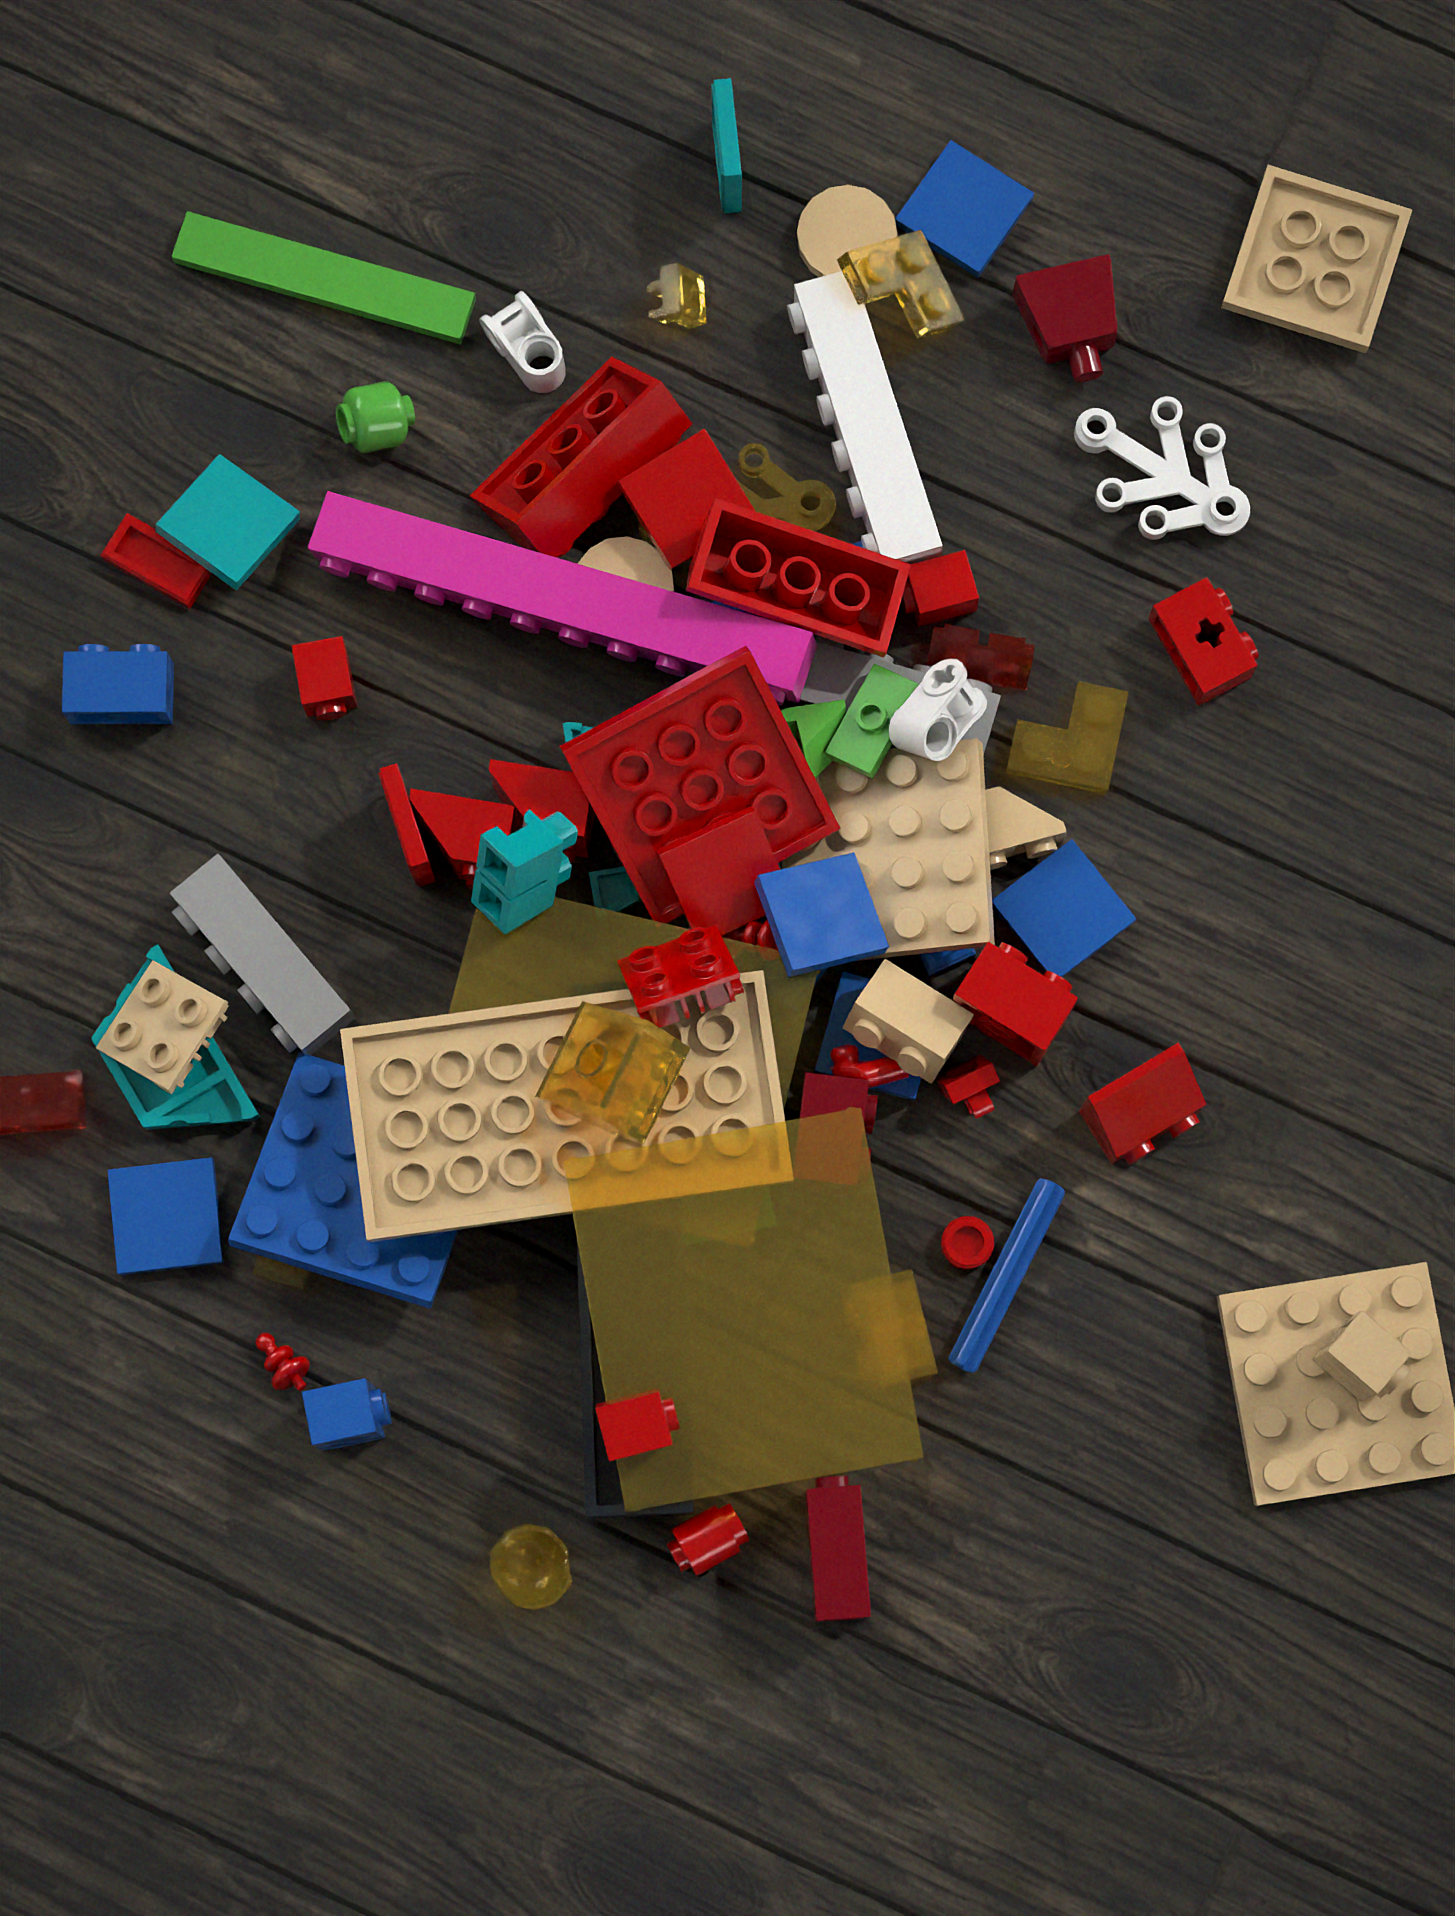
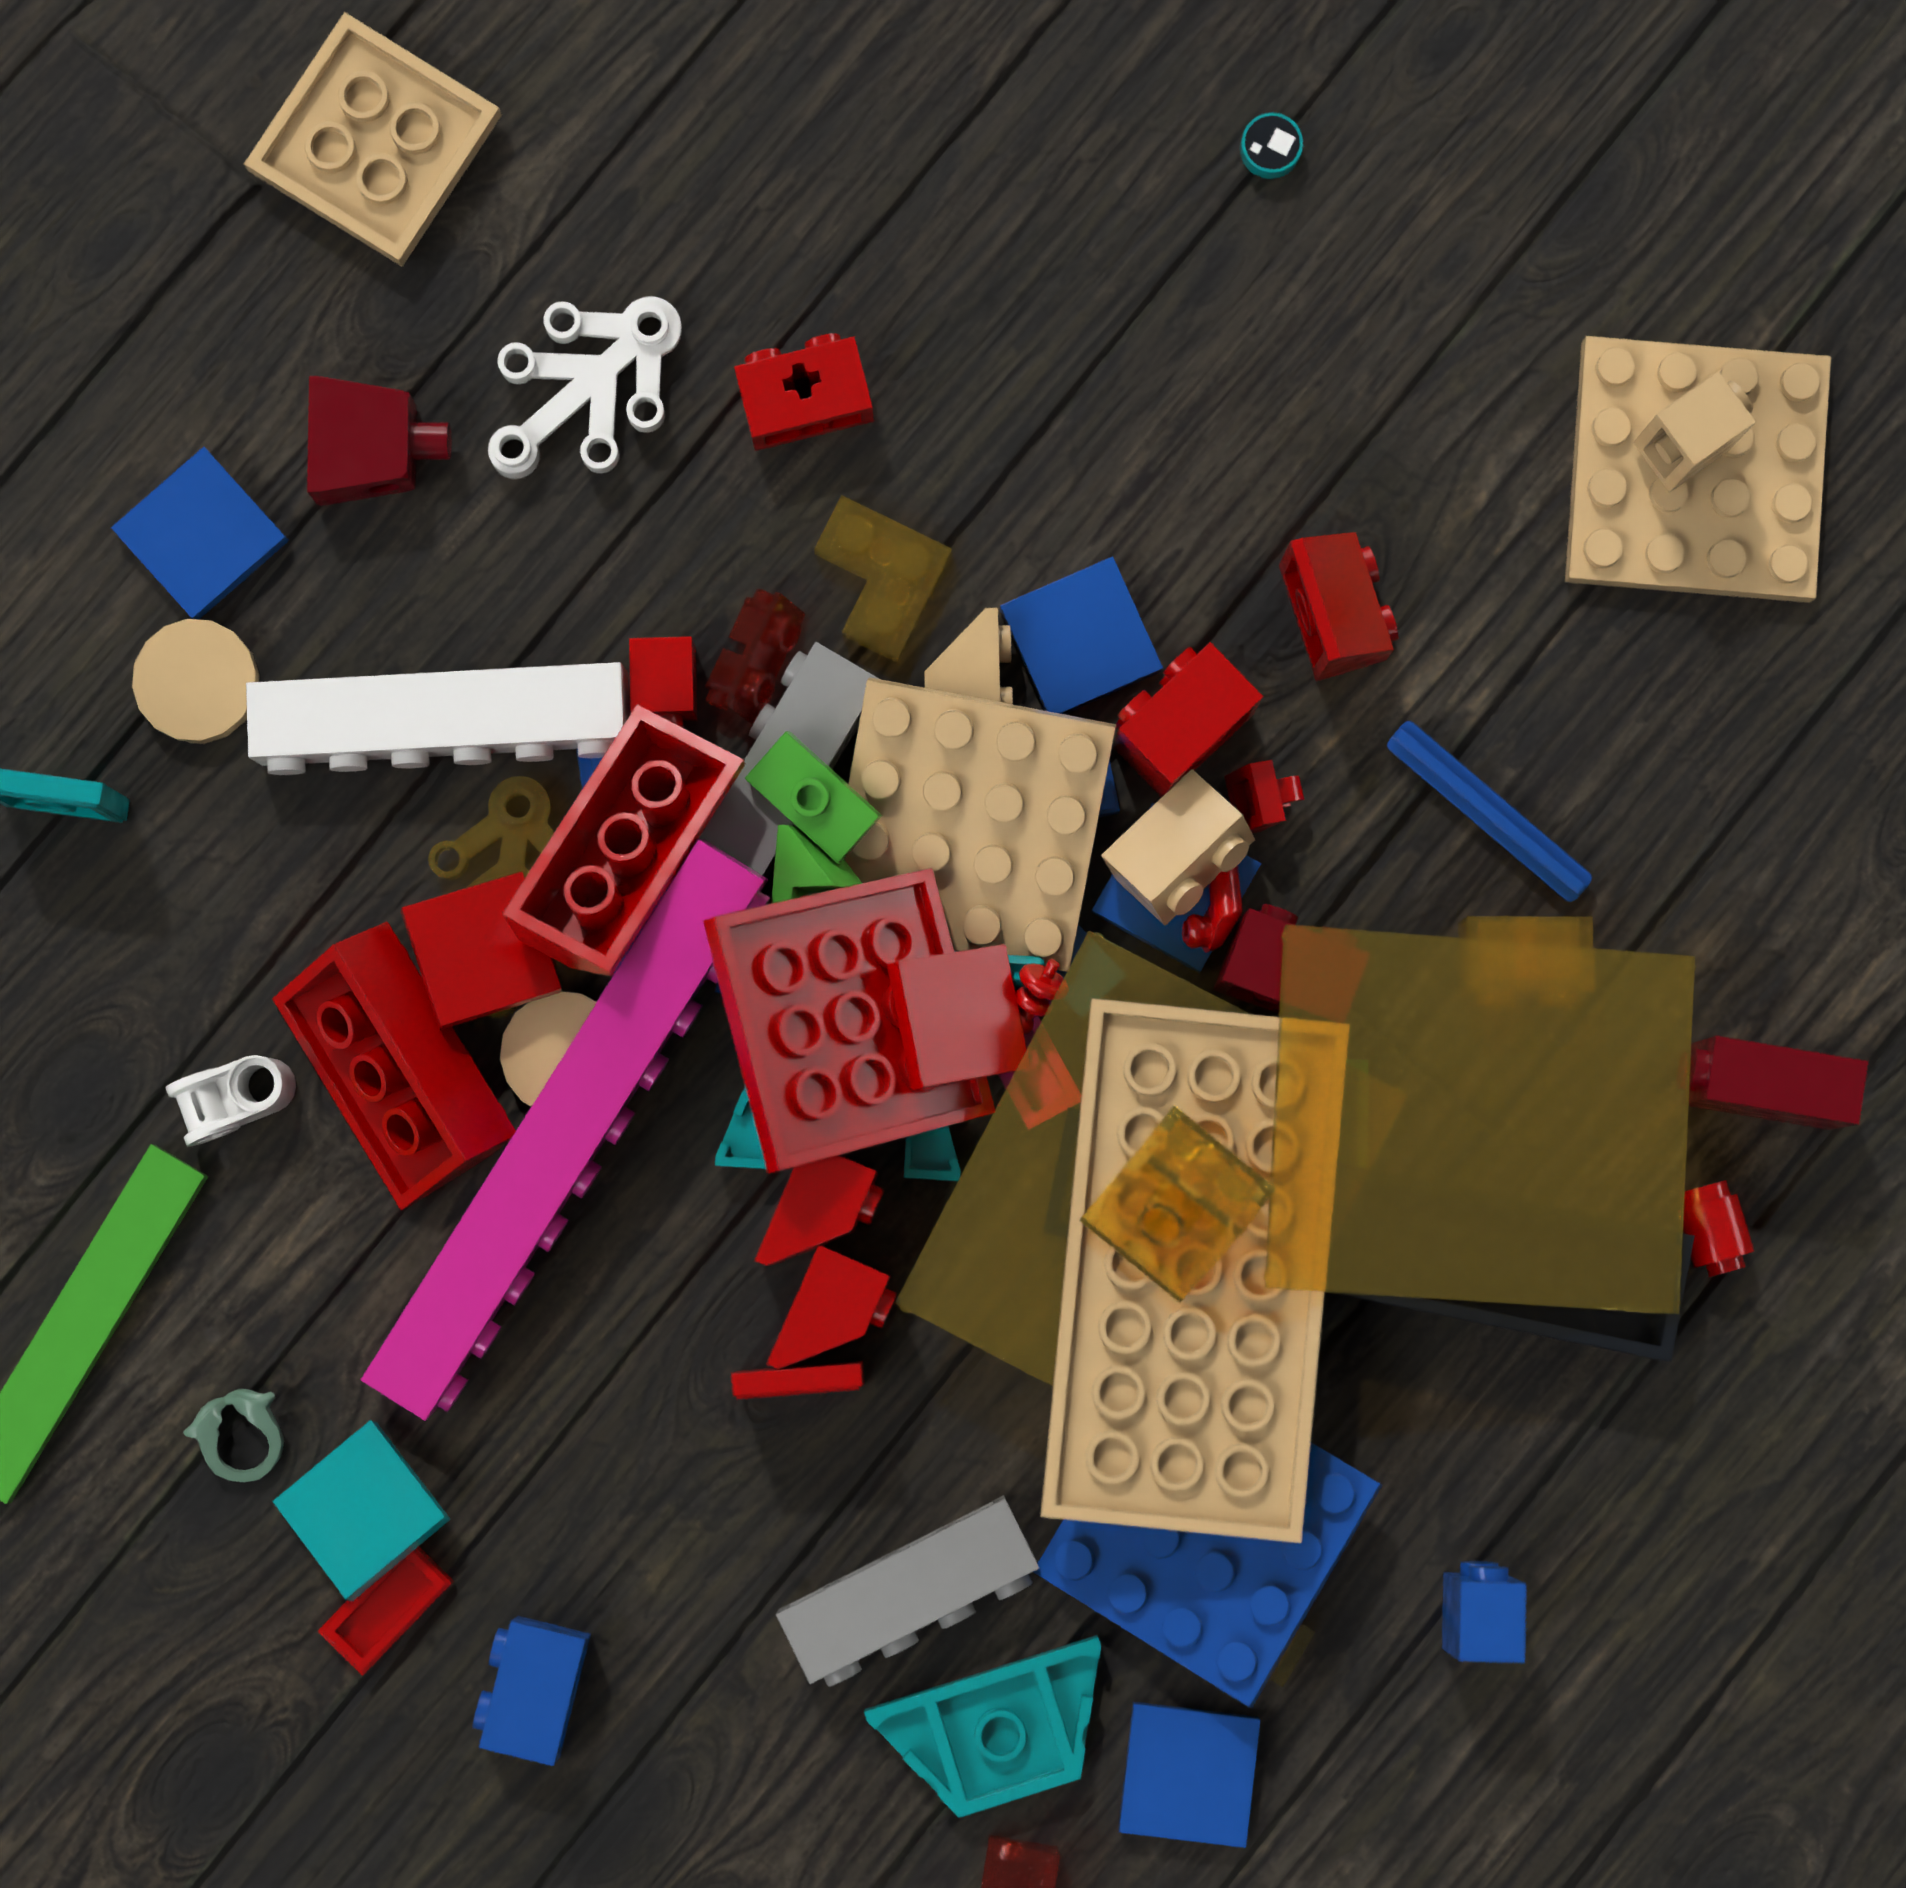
camera: 80 degrees left, 5 degrees up
(163, 1027) = (970, 1728): tan hinge -> none
(280, 1360) = (1390, 1677): red hair -> none
(287, 424) = (257, 1410): none -> sand green piece
(324, 678) = (587, 1437): red brick -> none
(374, 417) = (277, 1301): bright green head -> none
(522, 870) = (910, 1253): teal hips -> none
(530, 1566) = (1703, 1439): clear yellow hair -> none
(636, 1423) = (1592, 1276): red brick -> none
(681, 296) = (221, 896): clear yellow tile -> none
(681, 969) = (1073, 1098): red hinge -> none
(821, 914) = (1034, 915): blue tile -> none
(912, 273) = (265, 616): clear yellow plate -> none
(937, 715) = (833, 718): white piece -> none
(967, 1242) = (1439, 847): red tile -> none

